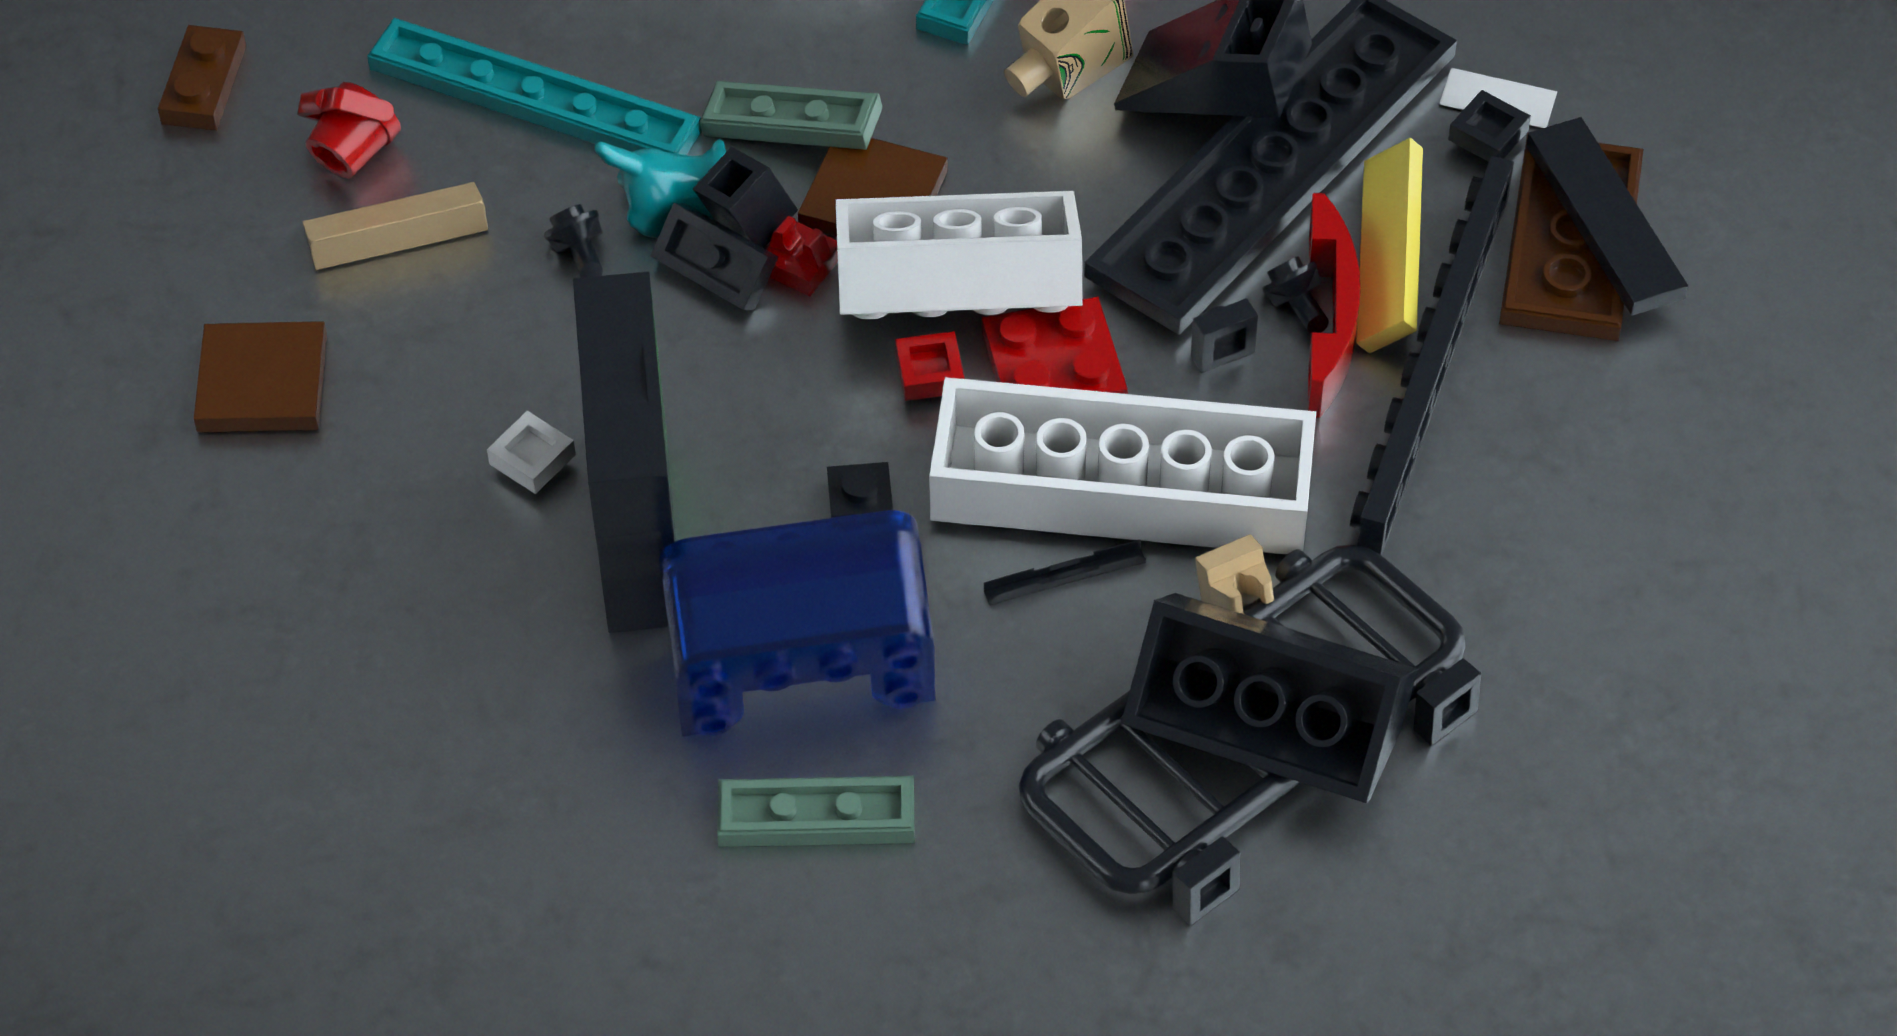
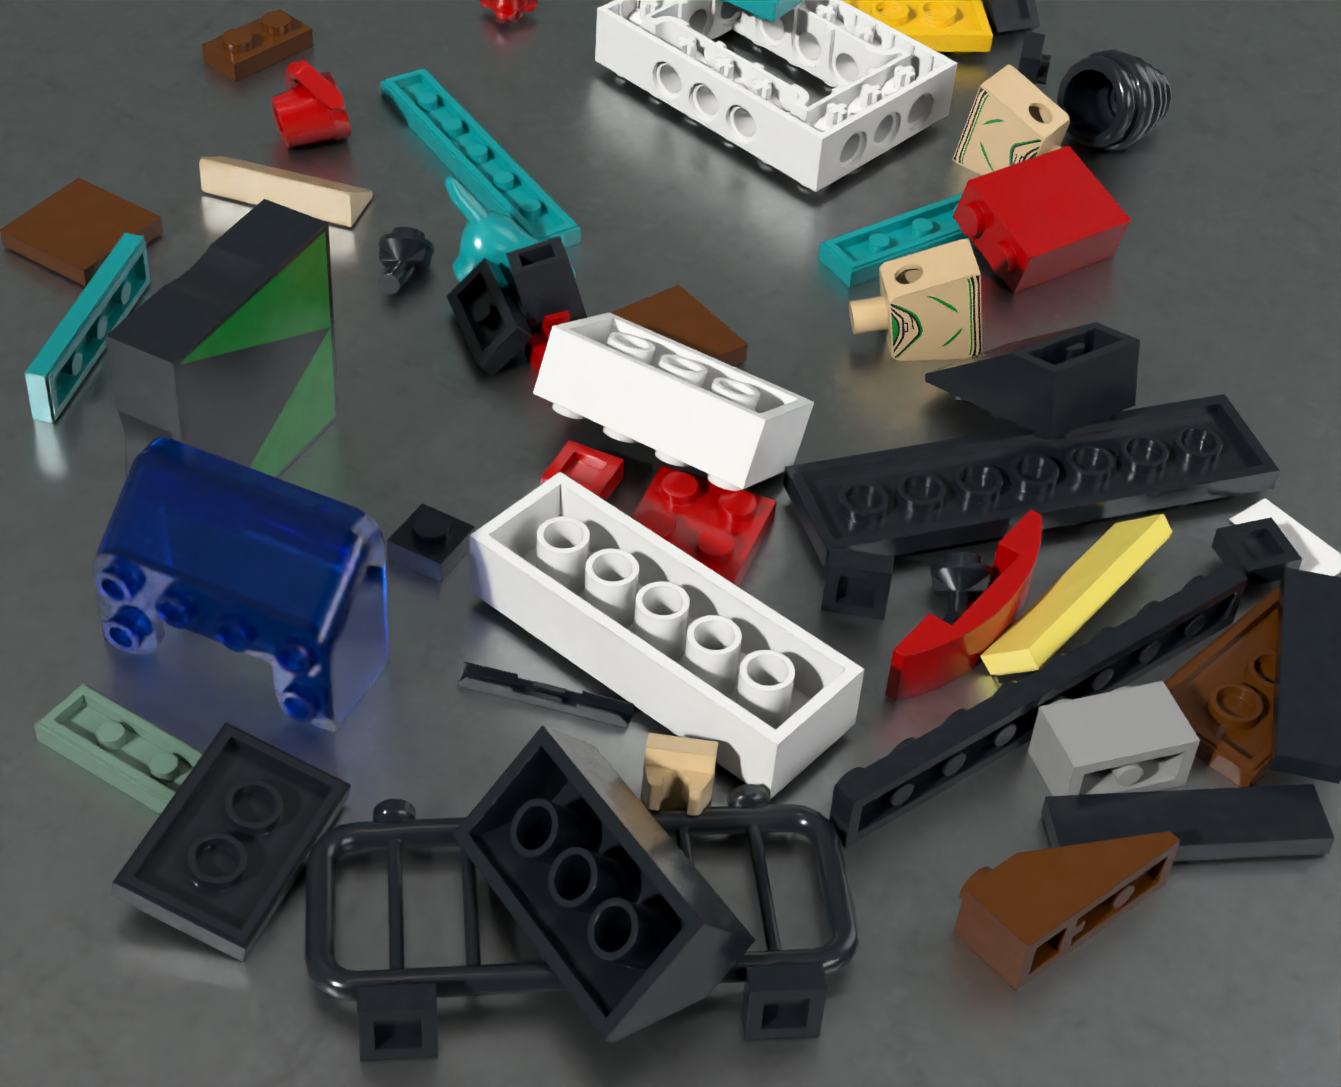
camera: 30 degrees right, 10 degrees down
(387, 468) = (83, 331): none -> teal tile
(791, 115) = (652, 258): sand green tile -> none
(960, 827) = (231, 841): none -> black tile
(1510, 362) = (1114, 742): none -> light grey brick
(1561, 514) = (1056, 899): none -> reddish brown slope
(1601, 396) = (1207, 821): none -> black tile

